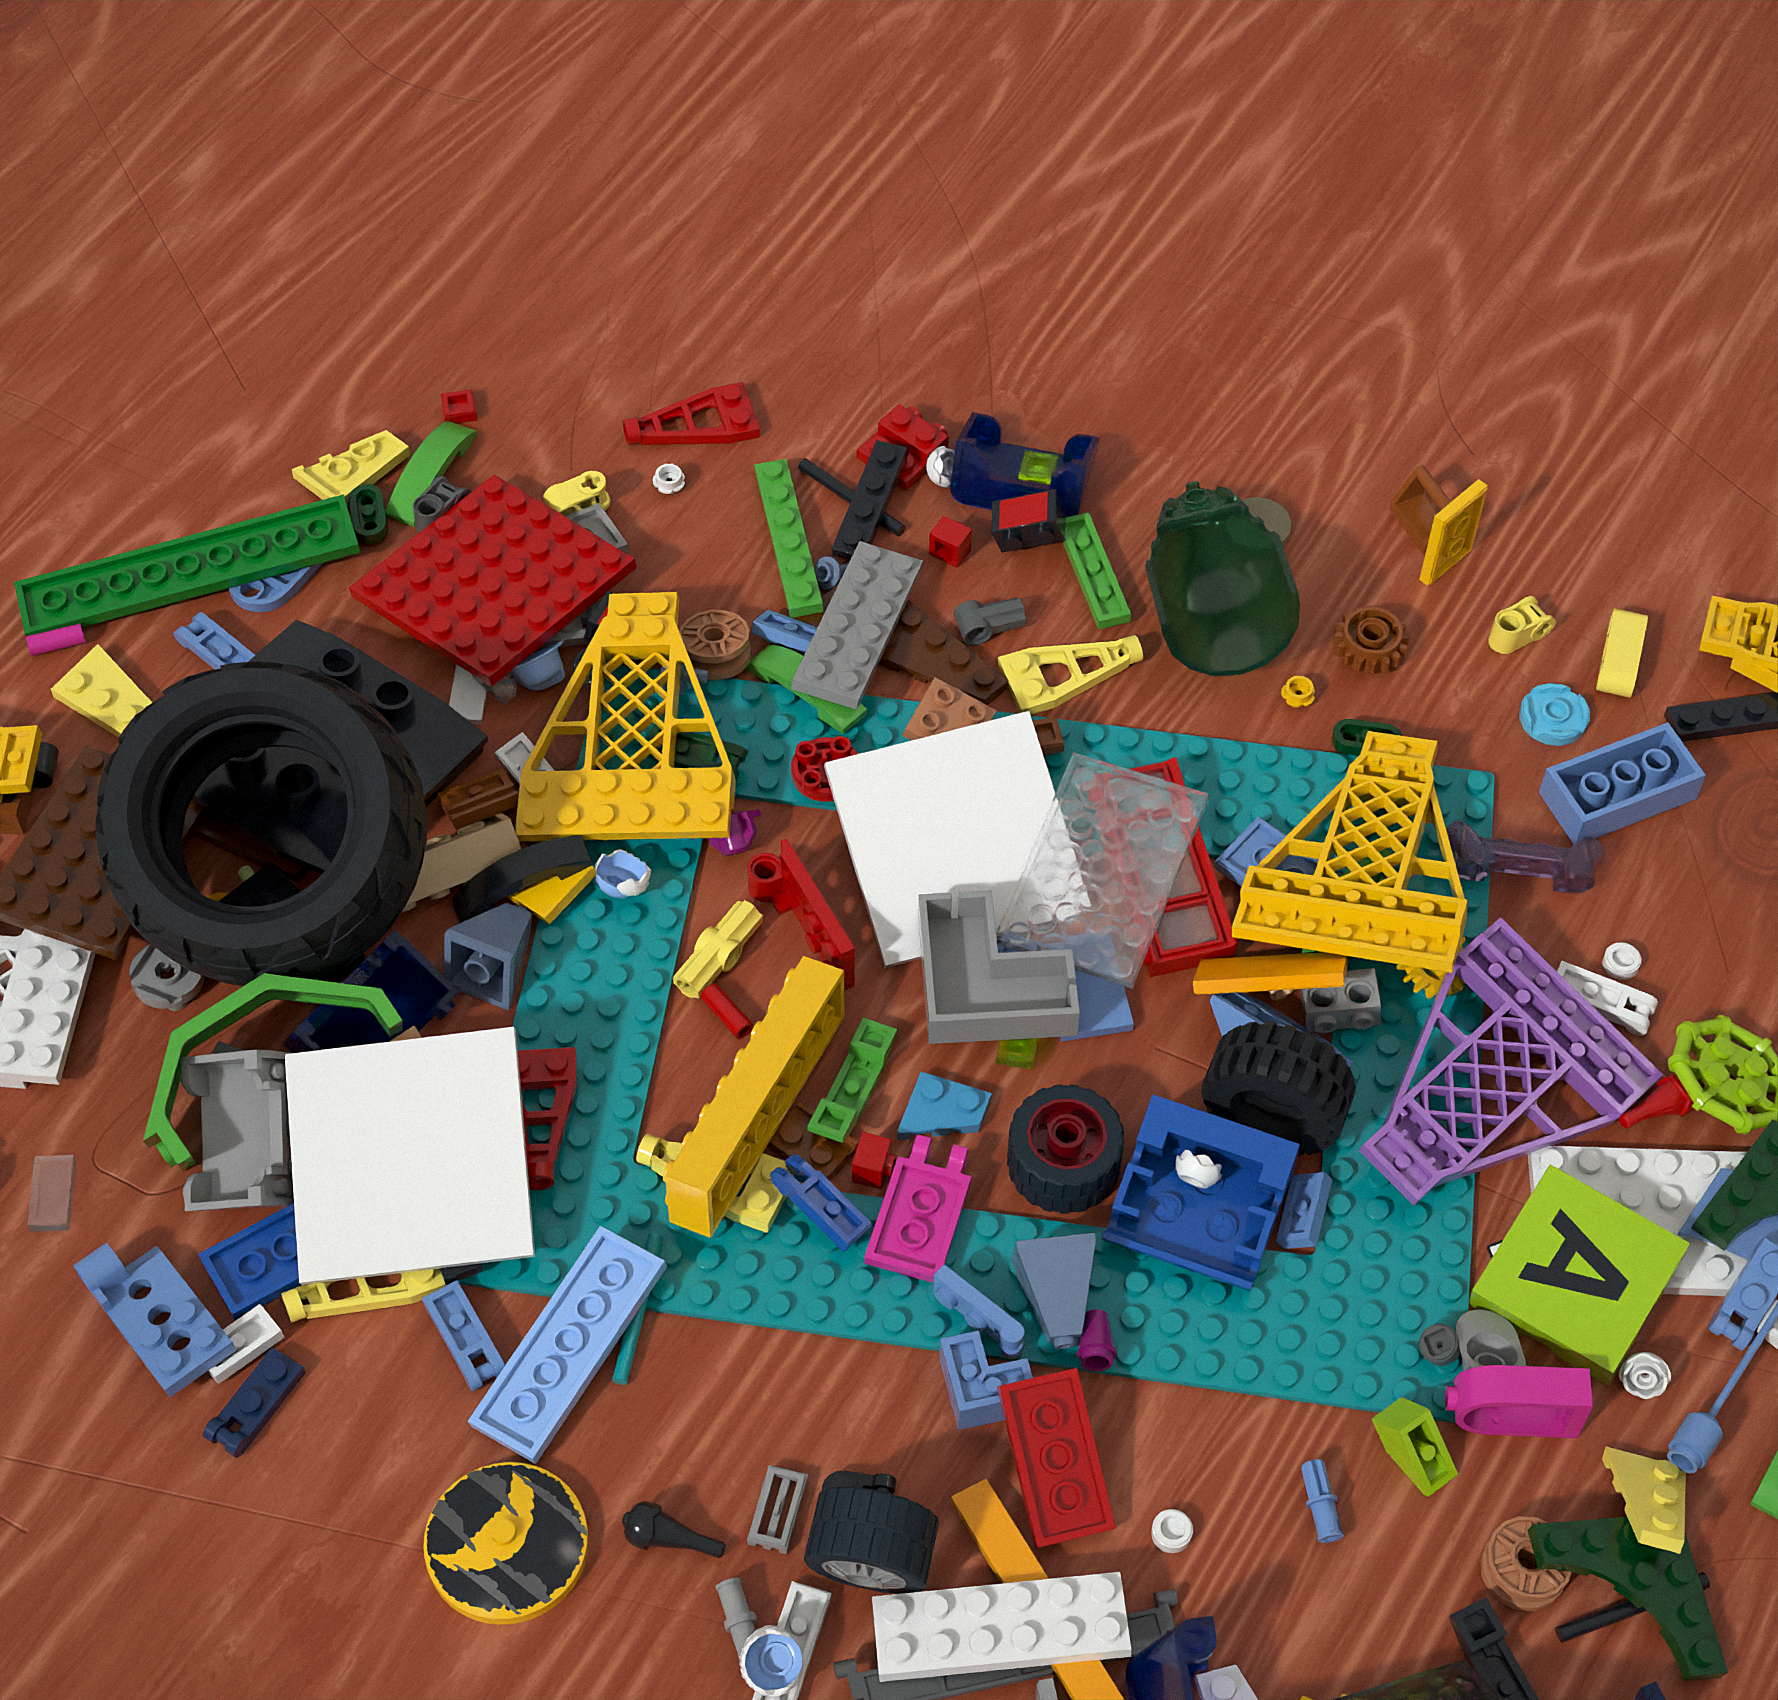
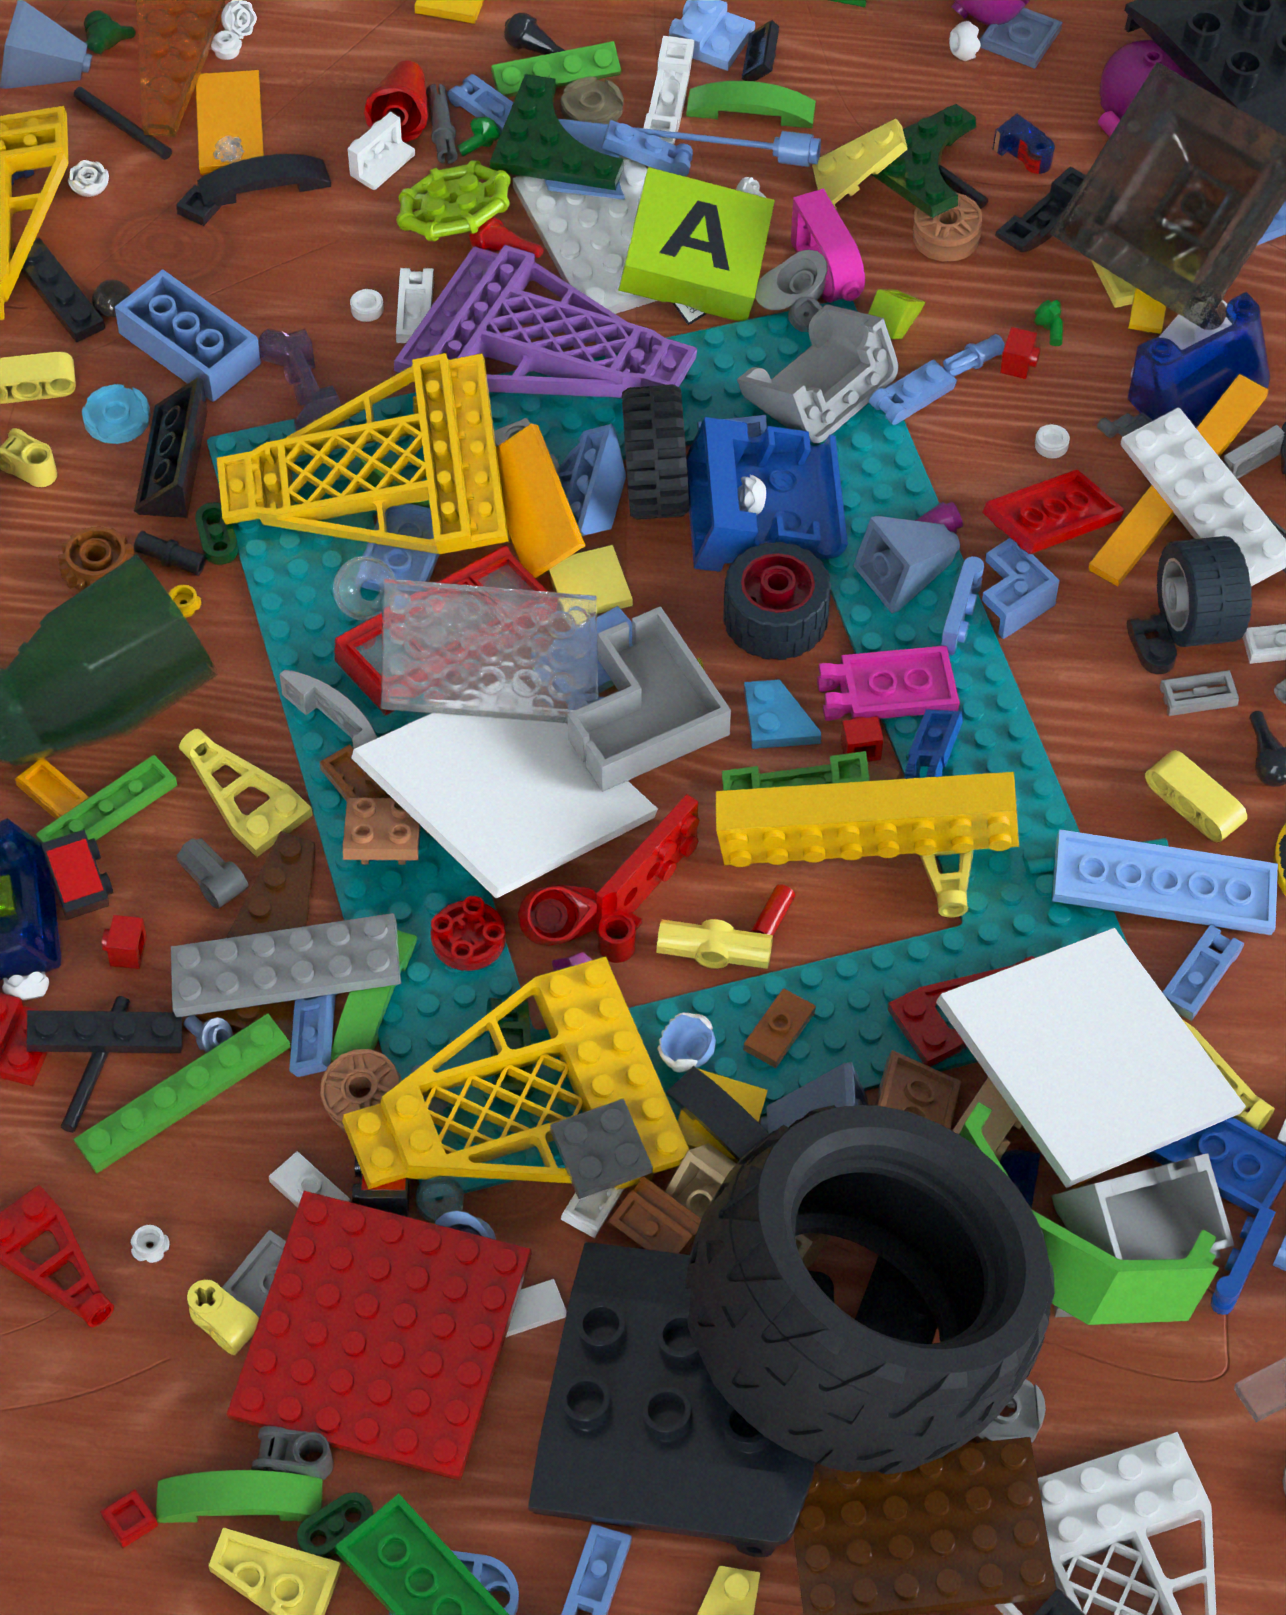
camera: 115 degrees left, 0 degrees up
(169, 1214) = (1241, 1262): none -> blue plate
(453, 1003) = (918, 1089): none -> nougat tile
(546, 756) = (601, 1148): none -> dark grey plate
(603, 958) = (779, 1028): none -> dark orange plate
(653, 1431) = (1196, 796): none -> light yellow beam
(664, 582) = (300, 1175): none -> white plate
(811, 832) = (557, 914): none -> red helmet
(1113, 749) = (312, 693): none -> light grey slope
(1130, 546) = (50, 788): none -> light orange tile
(1174, 1017) = (595, 574): none -> light yellow tile
(1233, 810) = (348, 585): none -> clear piece
(1292, 1411) = (913, 392): none -> medium blue plate
(1303, 1548) = (1019, 353): none -> red plate
(1331, 1313) = (830, 379): none -> light grey windscreen
(1347, 1611) = (1049, 317): none -> green plate
(1360, 697) = (170, 553): none -> black pin
(1478, 740) = (173, 453): none -> black slope
(1712, 744) = (108, 295): none -> clear smoke plate

